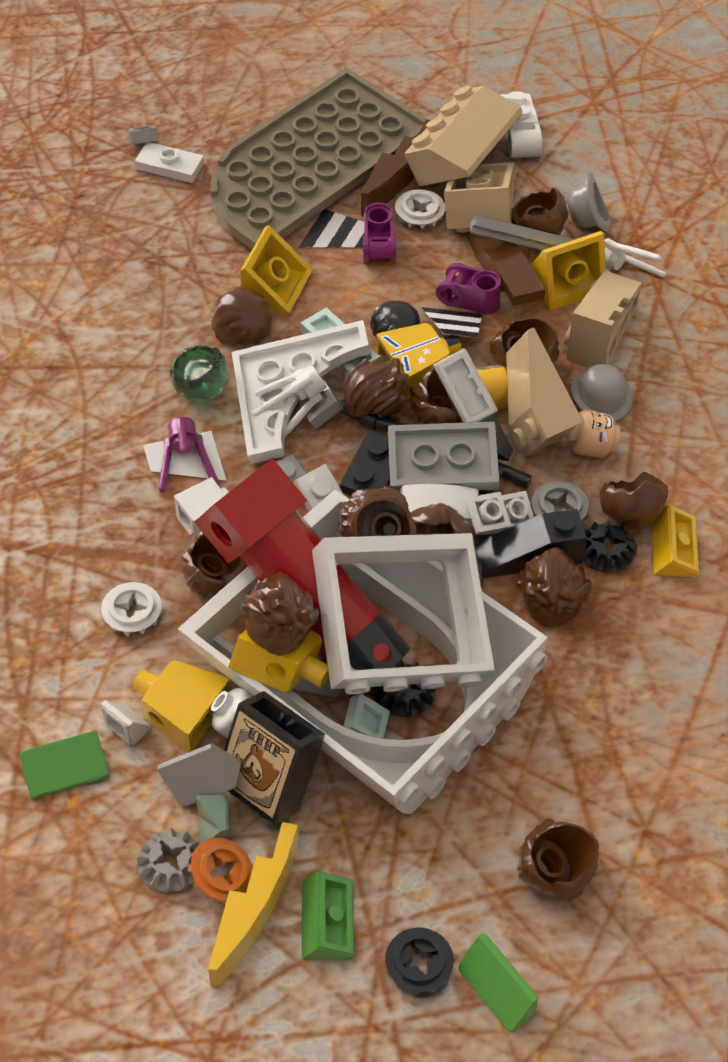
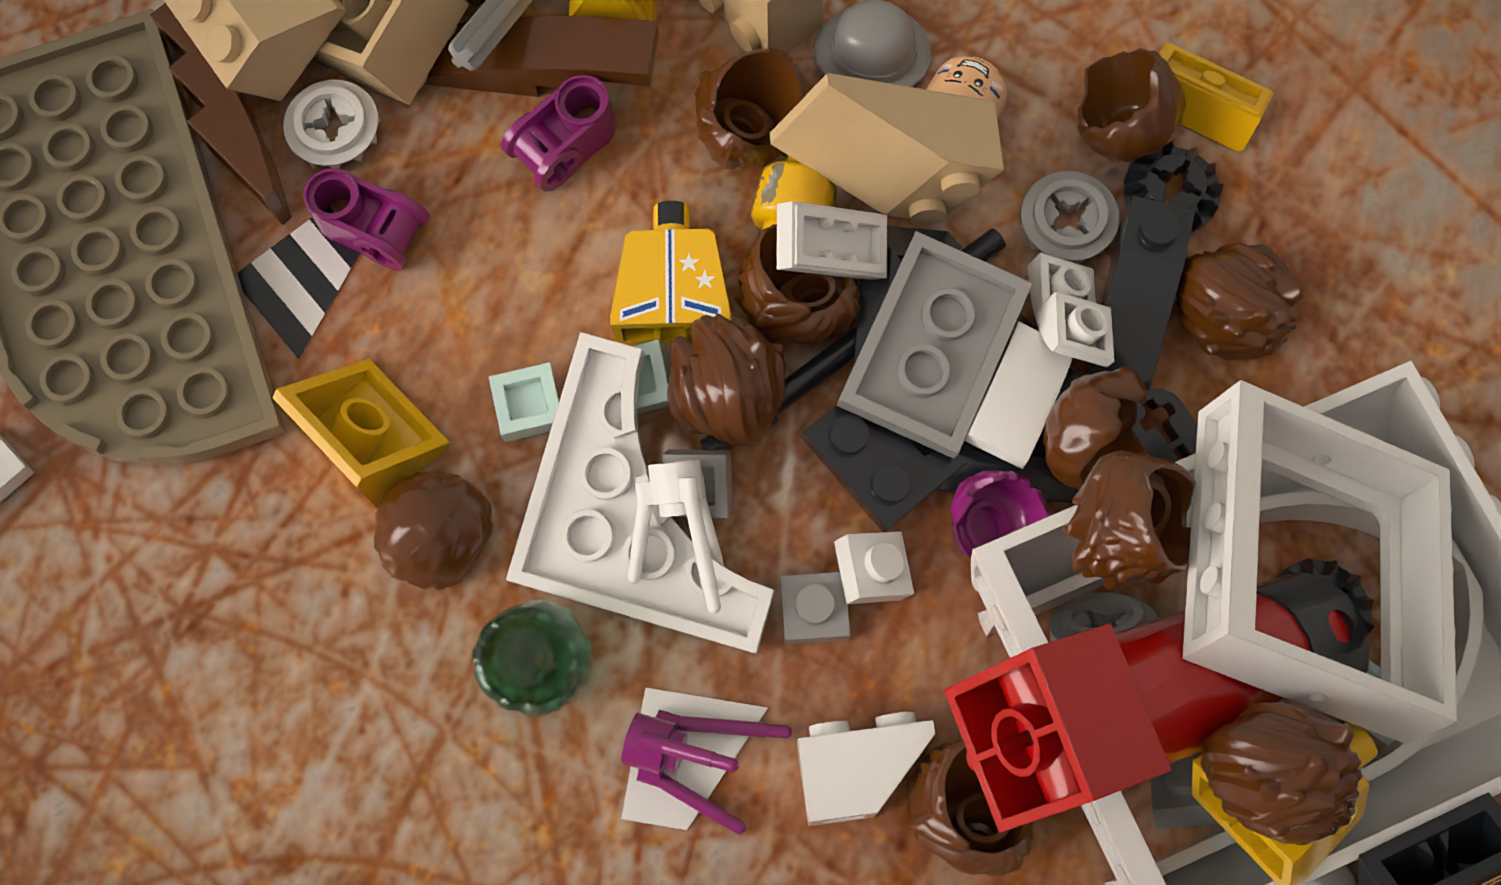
camera: 60 degrees left, 20 degrees up
(392, 316) = (570, 282): black hair -> none
(455, 322) = (622, 188): sticker -> none

